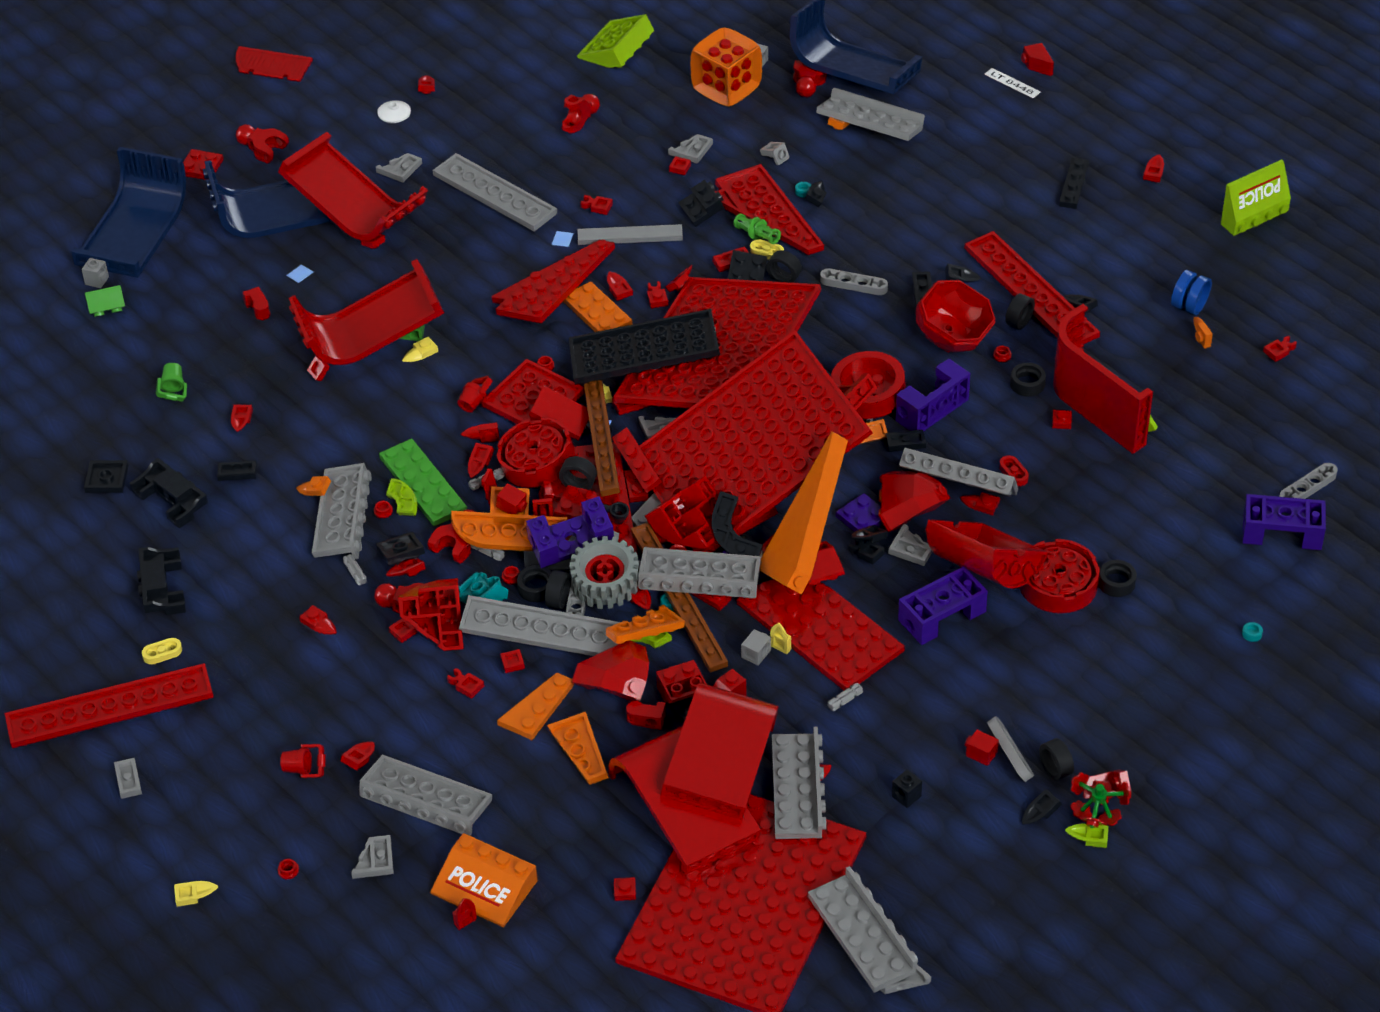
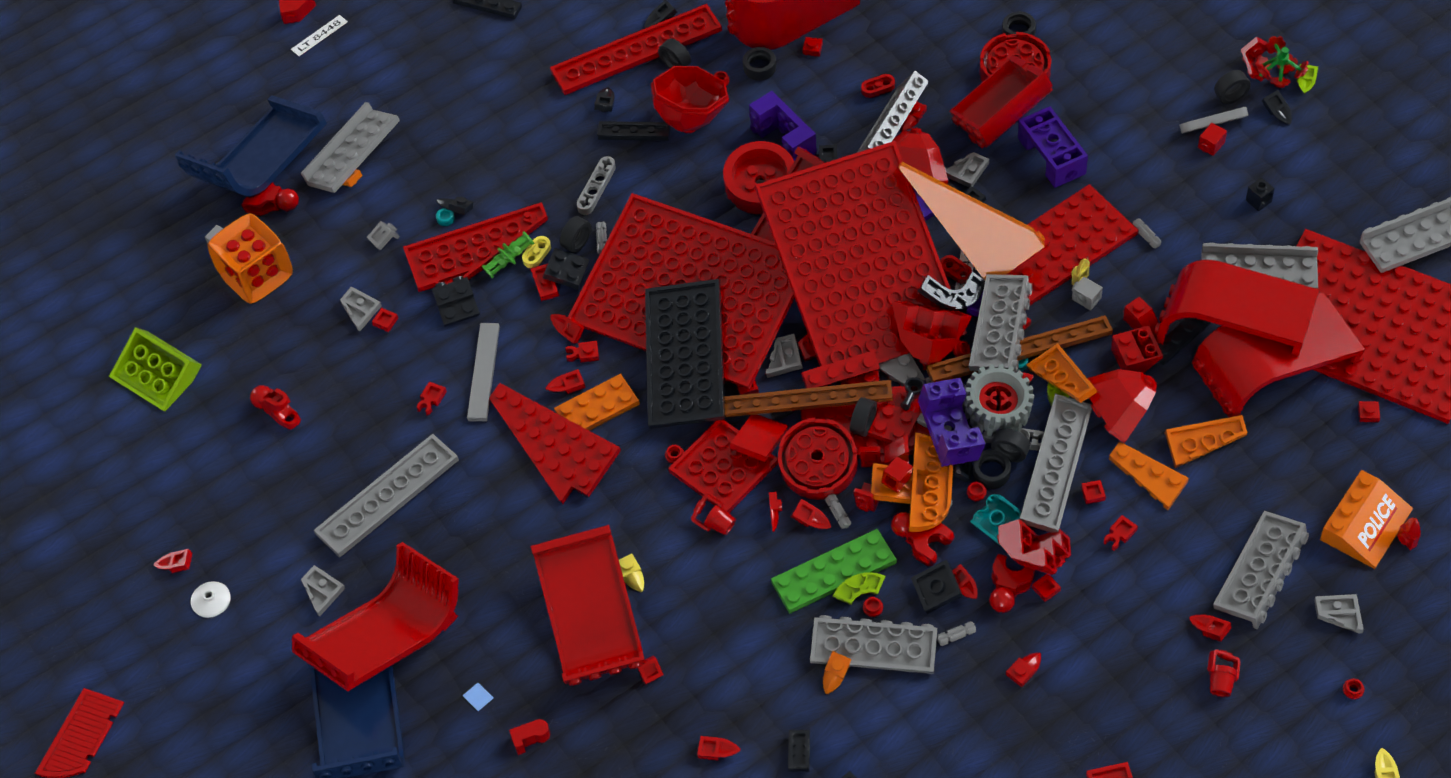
camera: 80 degrees left, 10 degrees up
(261, 141) = (238, 739): red piece -> none
(562, 239) = (473, 435): light blue sticker -> none
(646, 715) = (1165, 388): red leg -> none

